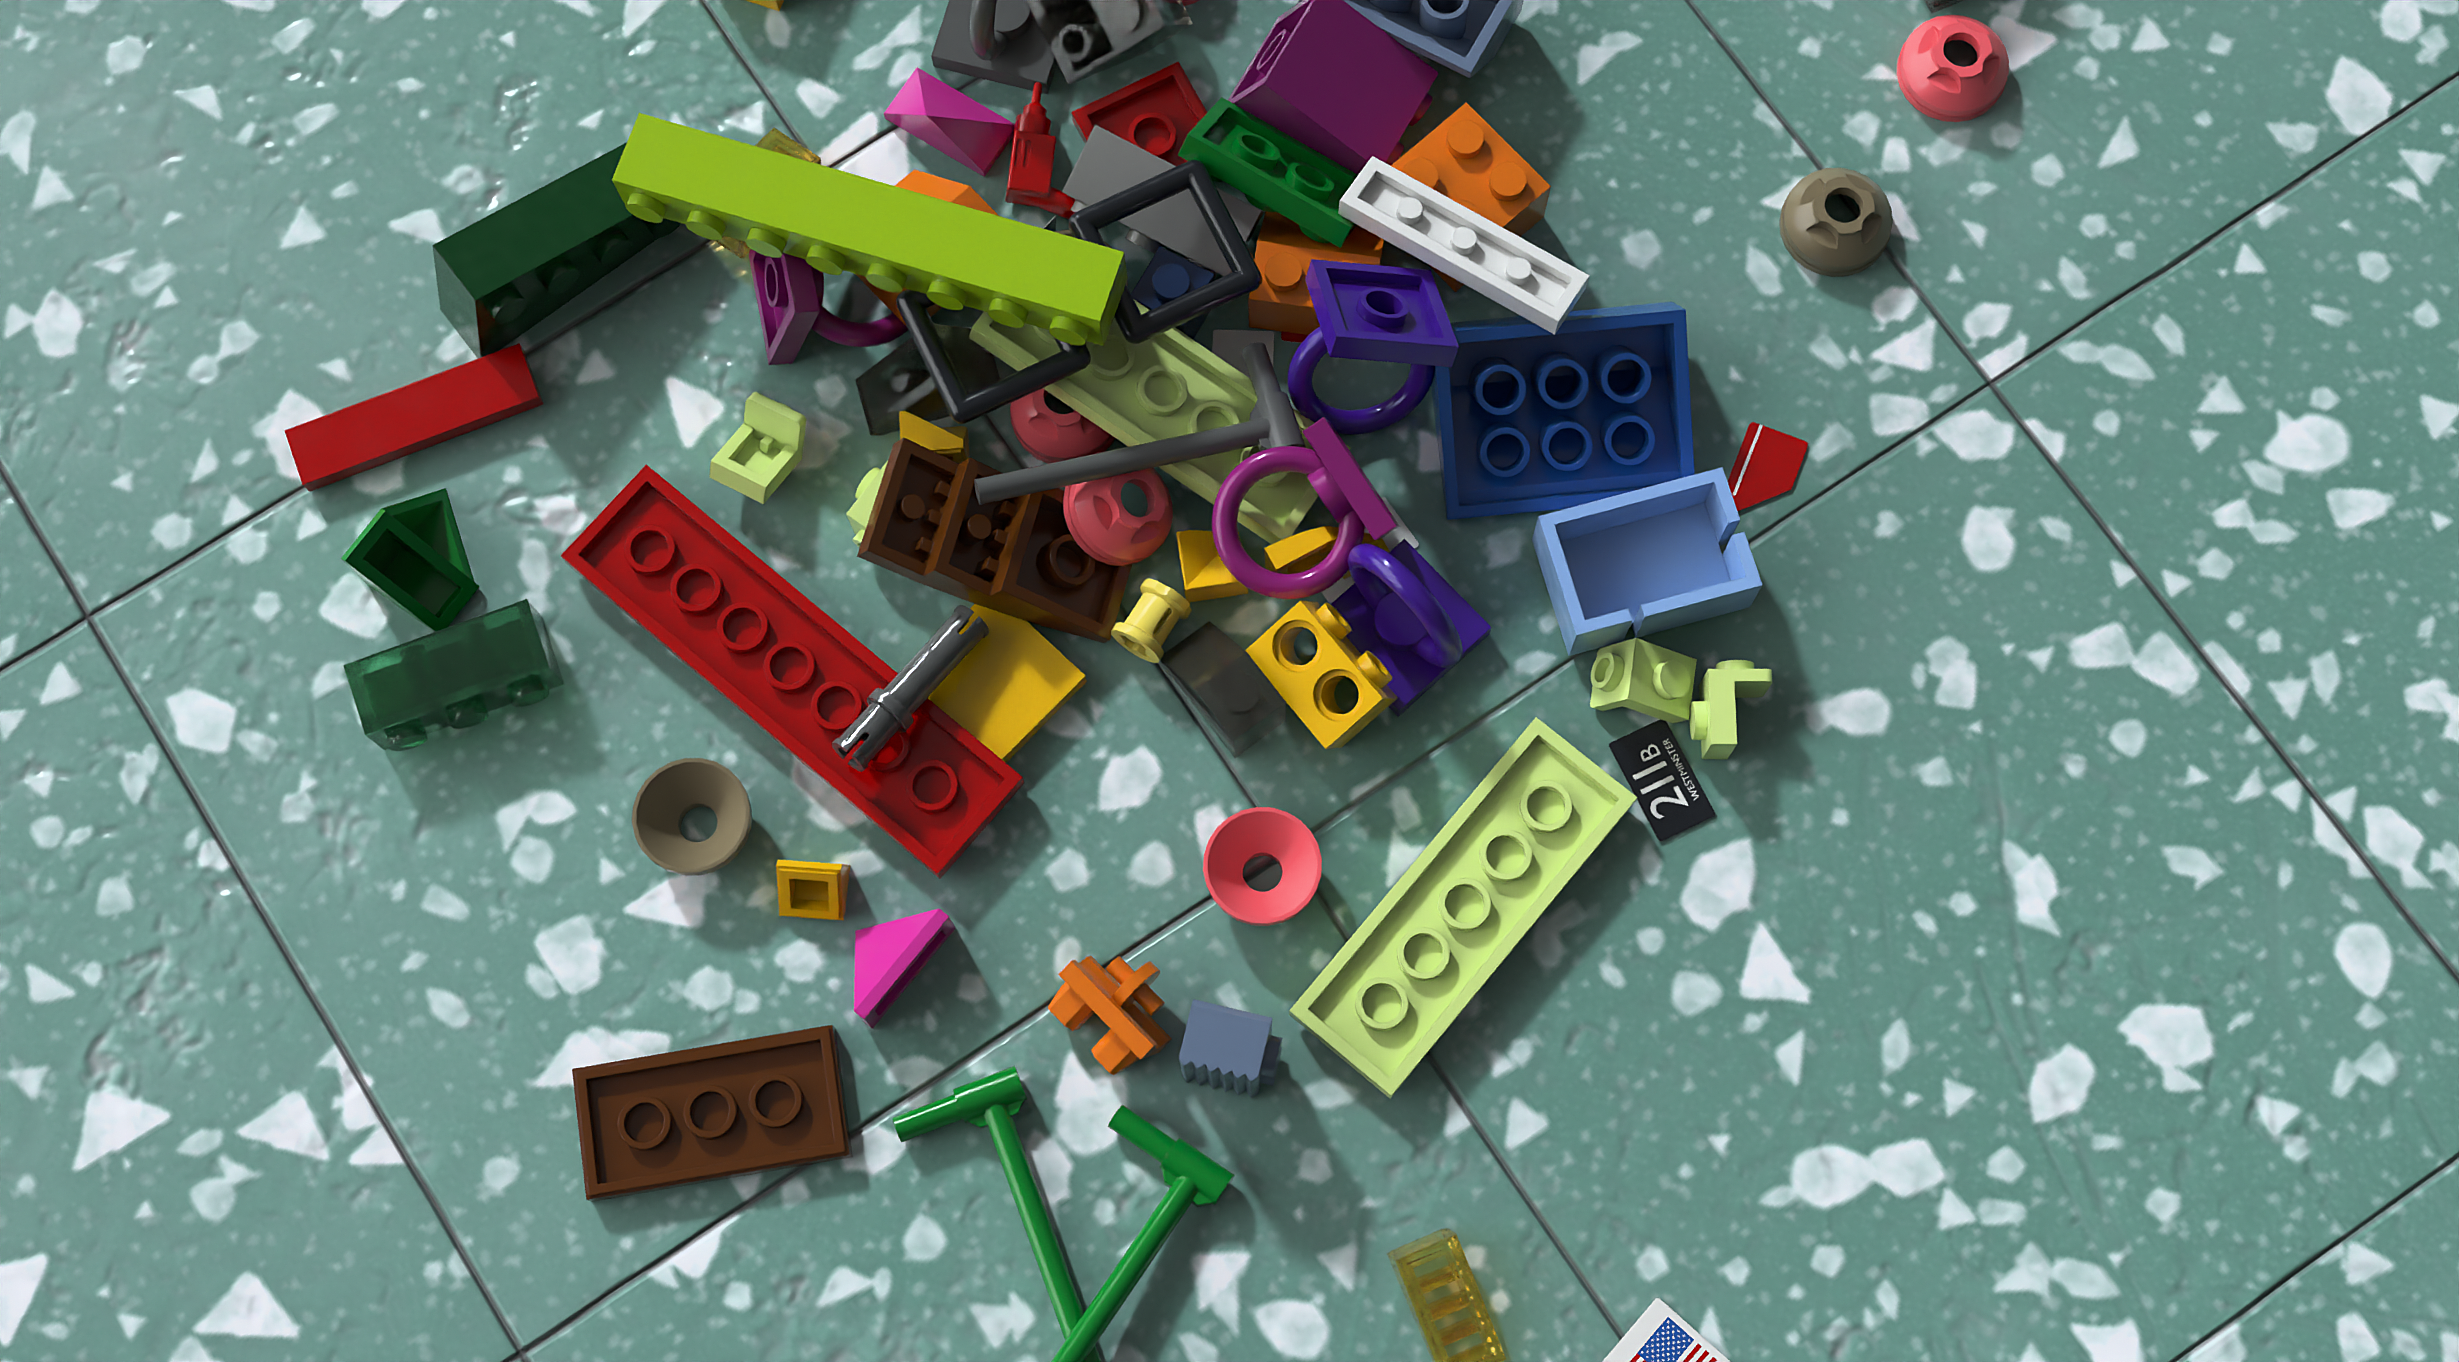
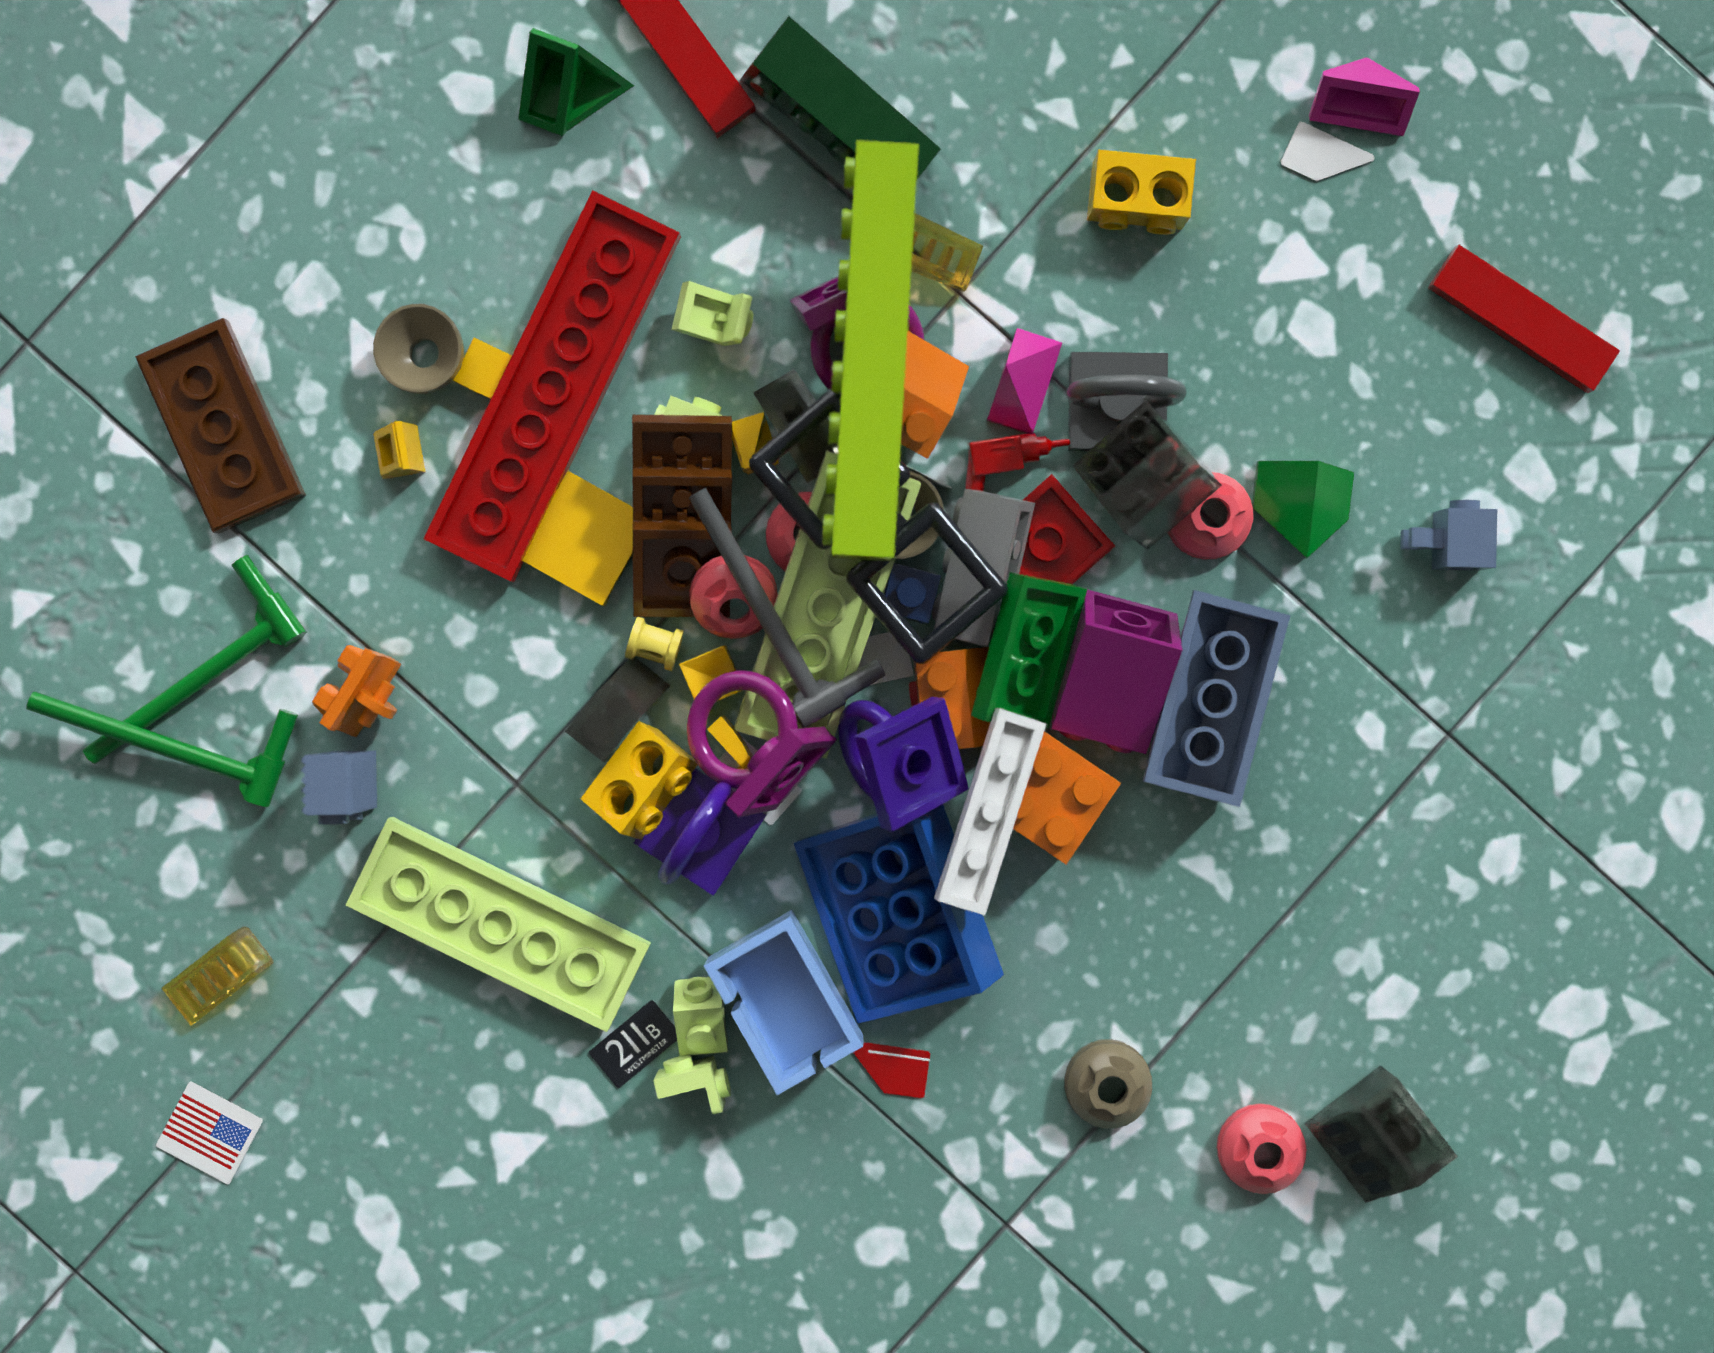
camera: 75 degrees right, 15 degrees up
(454, 676) = (481, 141): clear green brick -> none
(744, 749) = (482, 368): none -> yellow tile
(891, 957) = (359, 520): dark pink slope -> none
(893, 707) = (551, 482): dark grey pin -> none
(1269, 834) = (461, 777): coral piece -> none

